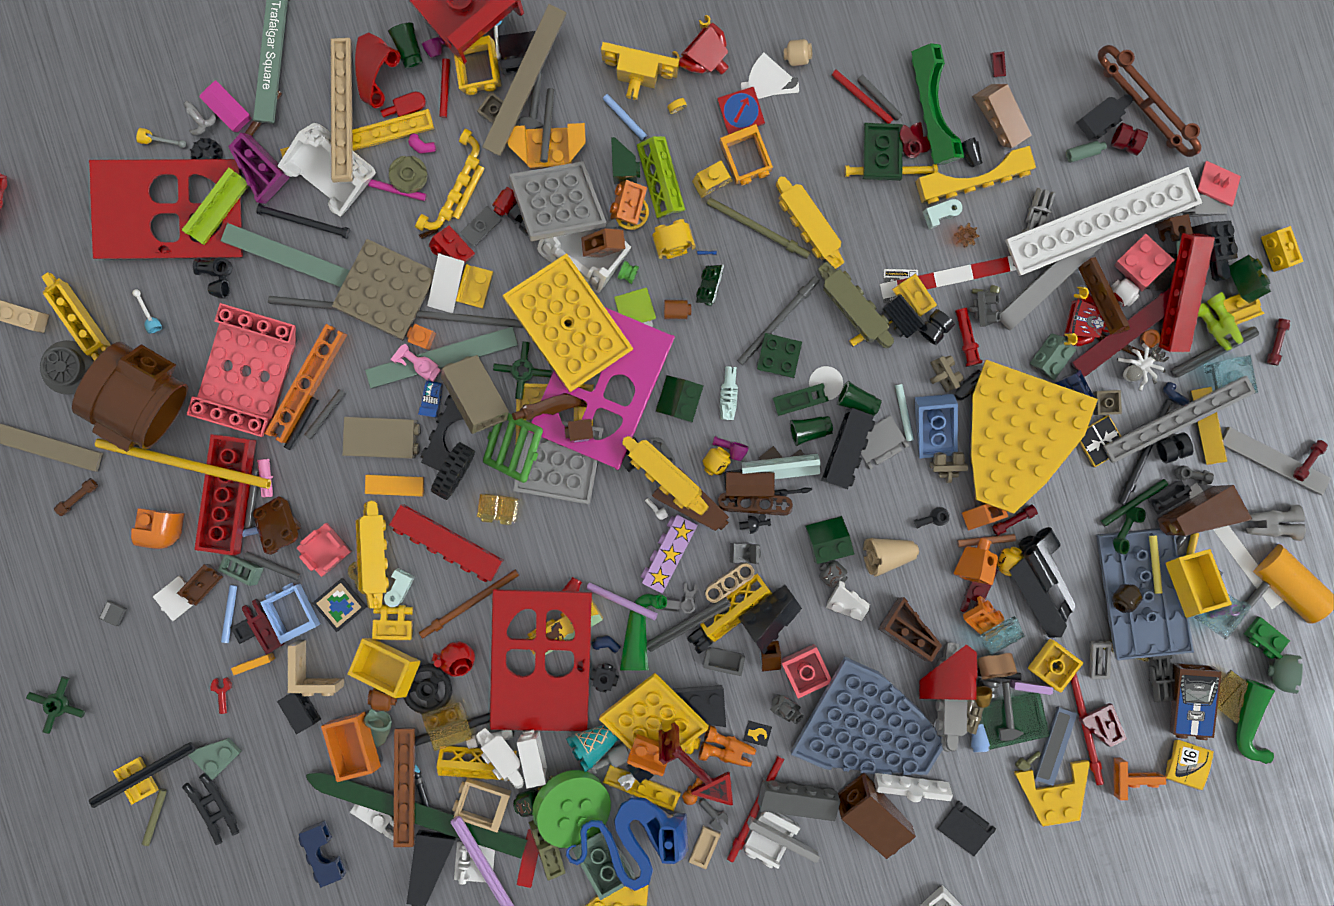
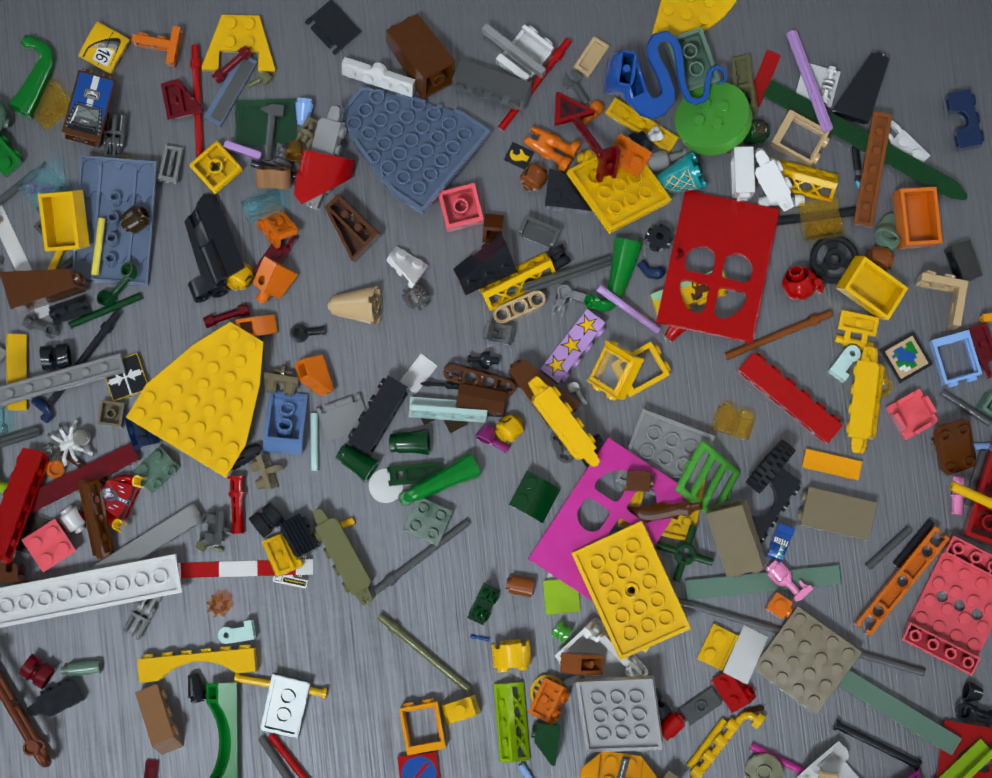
camera: 165 degrees left, 5 degrees down
(615, 532) = (664, 367): none -> yellow window
(623, 536) = (615, 371): none -> yellow window
(729, 394) = (485, 491): light aqua hinge -> none
(739, 715) = (533, 177): none -> dark orange head
(760, 406) = (455, 474): none -> green animal
(786, 709) = (486, 174): dark grey hips -> none
(810, 222) = (370, 647): yellow hinge -> none
(815, 499) = (418, 373): none -> white sticker
(829, 540) = (413, 330): dark green slope -> none
(914, 137) = (249, 713): dark red plate -> none
(917, 477) = (314, 374): none -> orange slope
(994, 539) = (251, 300): nougat bar -> none
(1069, 759) = (220, 75): none -> dark red bar

